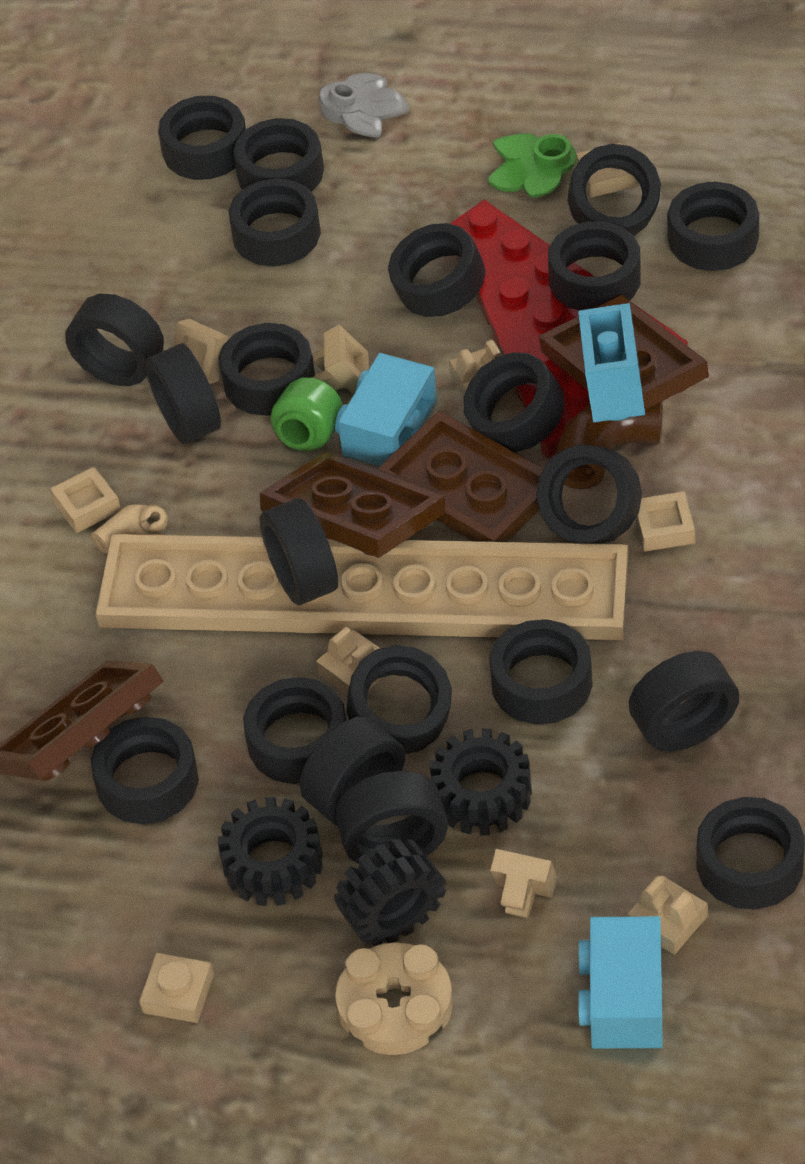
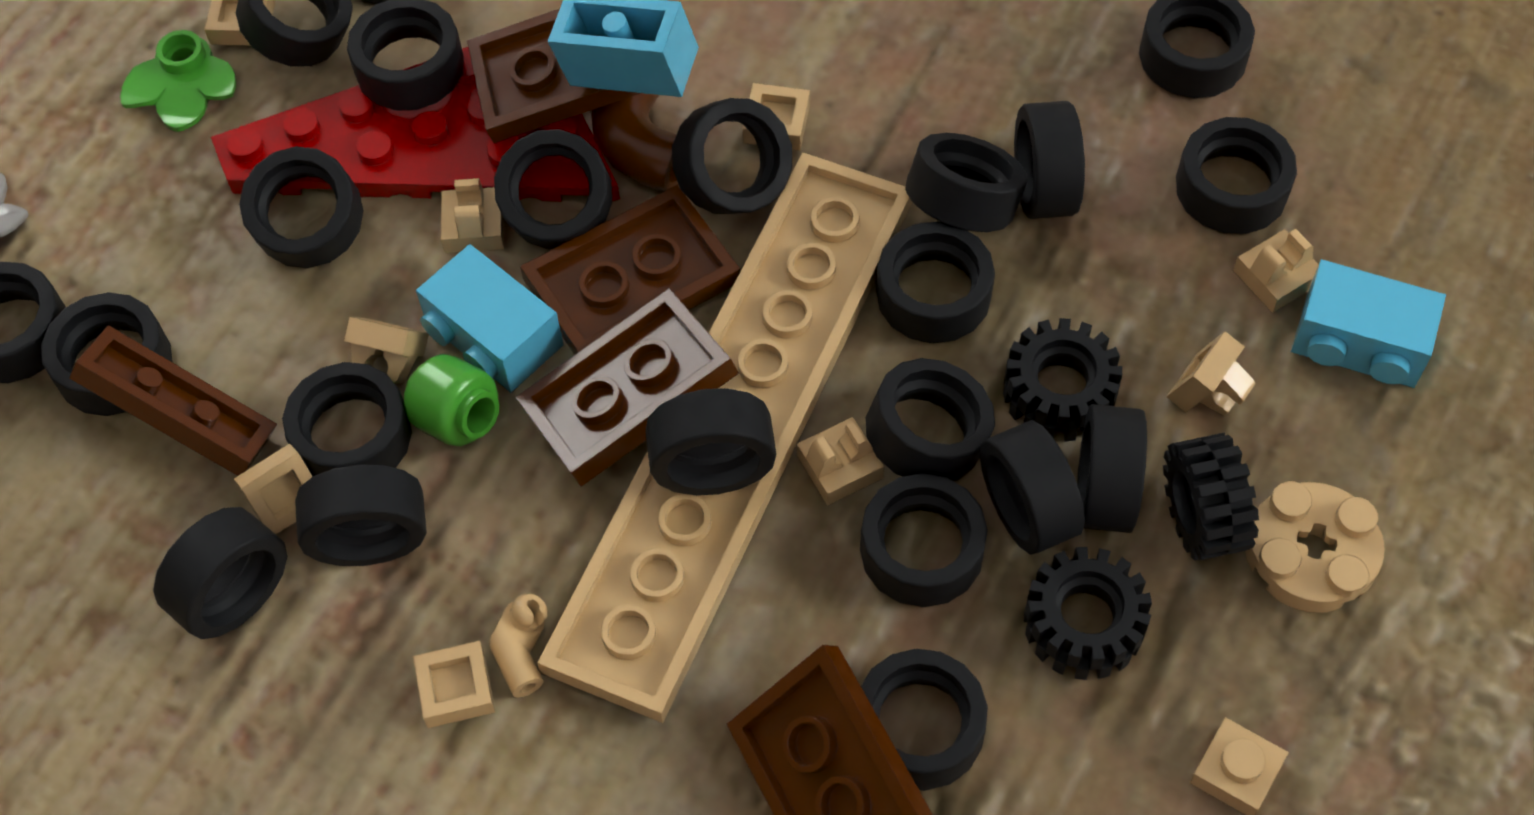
camera: 75 degrees left, 10 degrees up
(235, 261) = (173, 400): none -> reddish brown plate
(644, 620) = (966, 182): none -> black tyre

